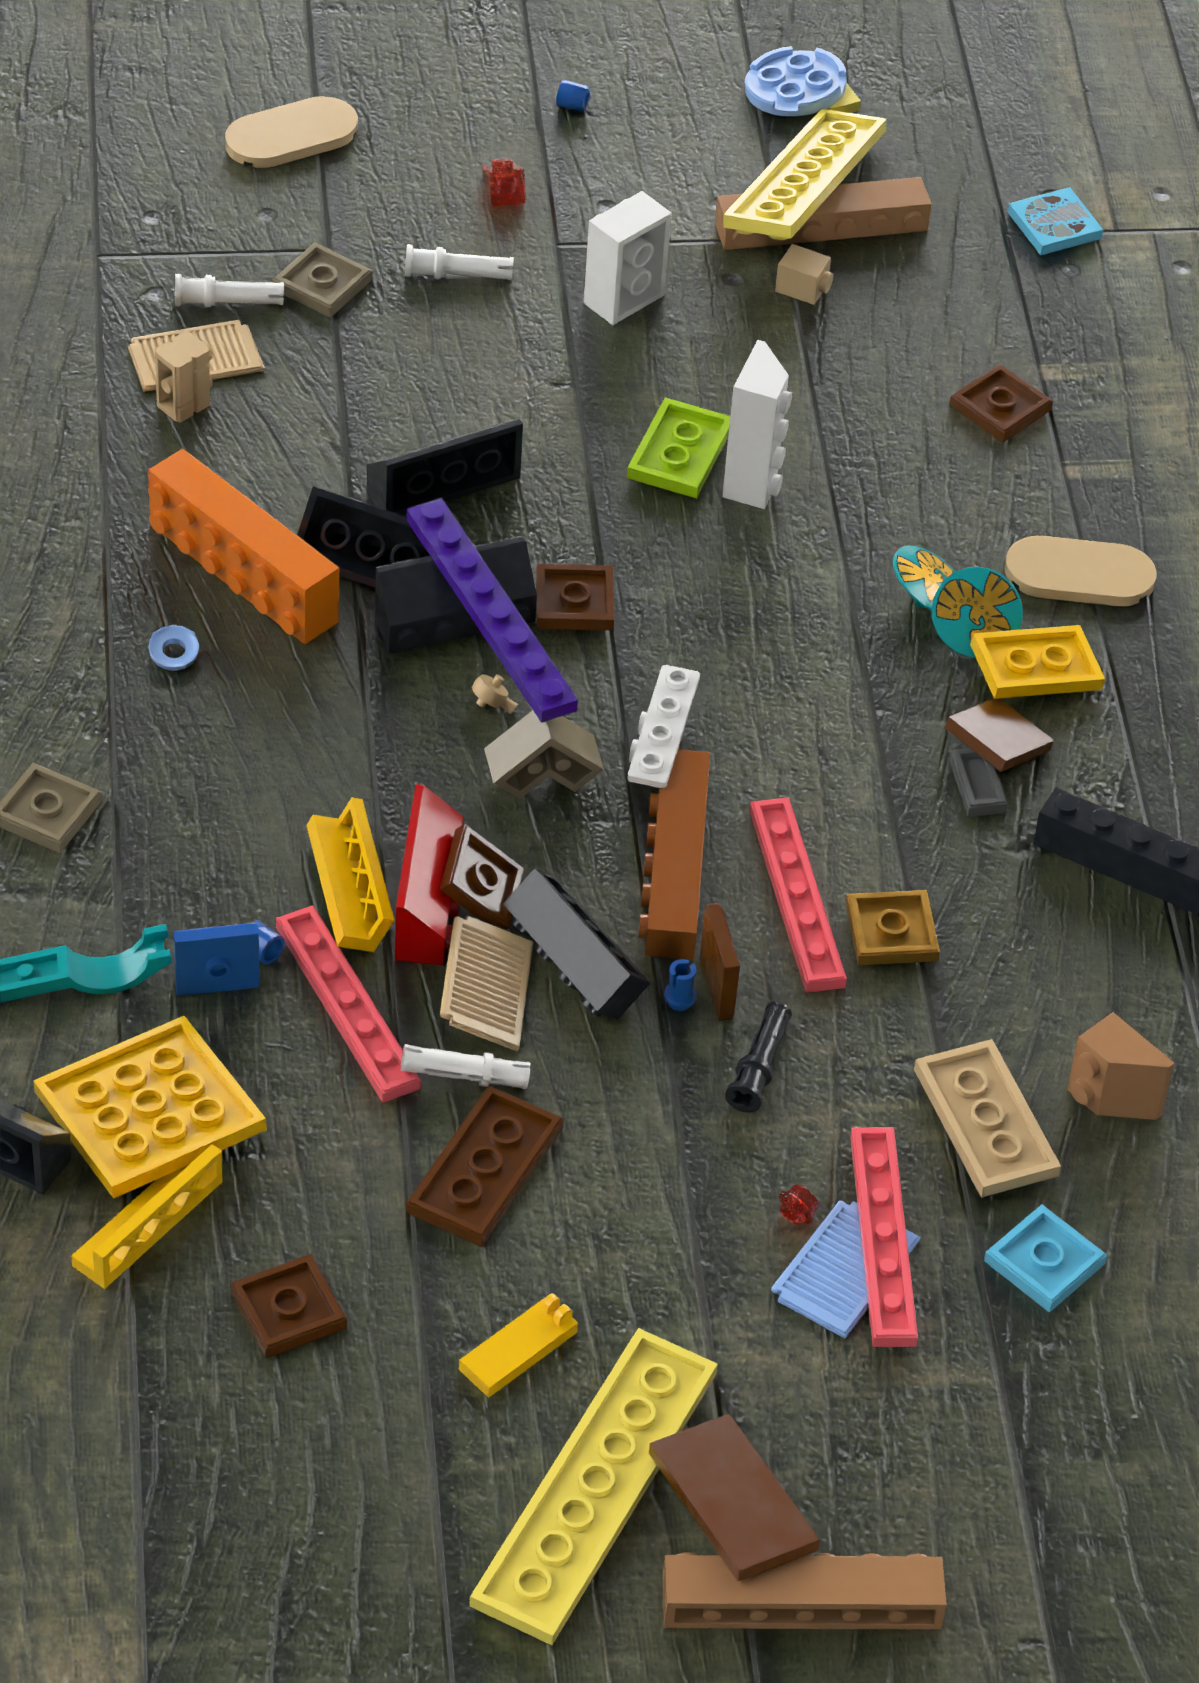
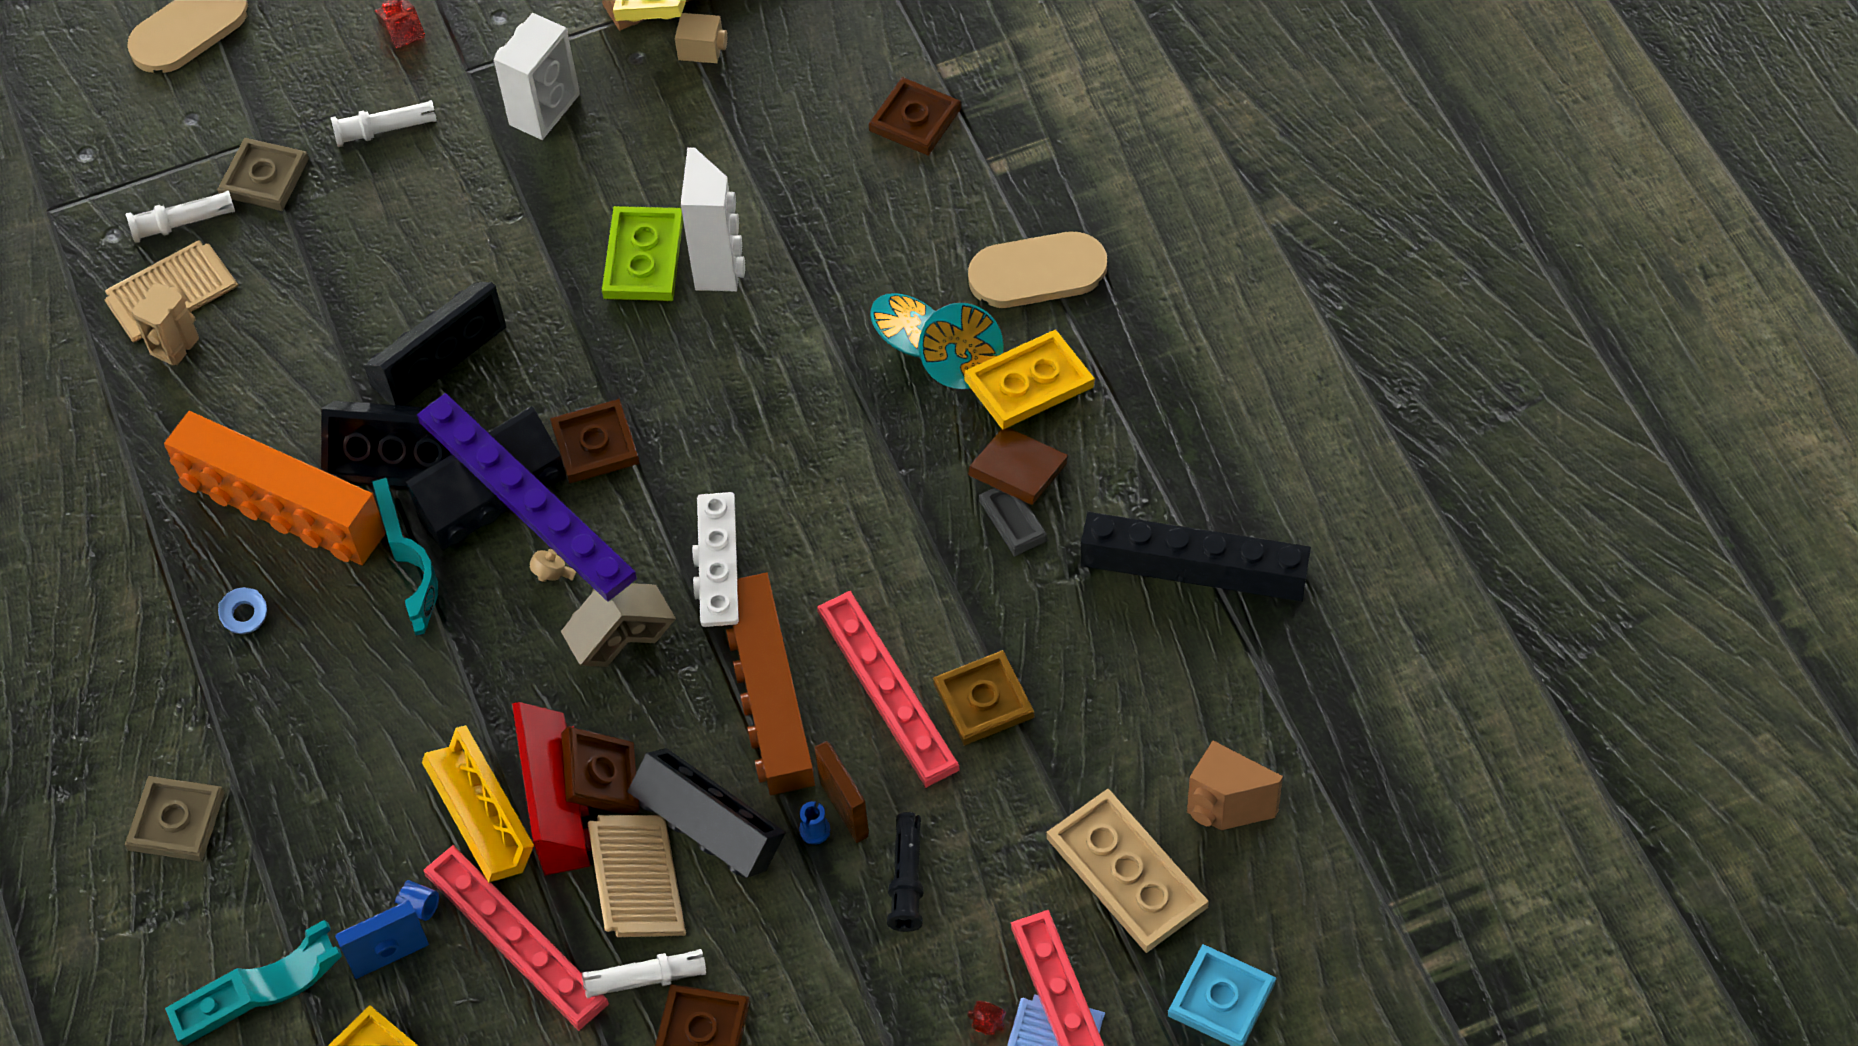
camera: 10 degrees left, 10 degrees up
(357, 641) = (406, 550): none -> teal piece

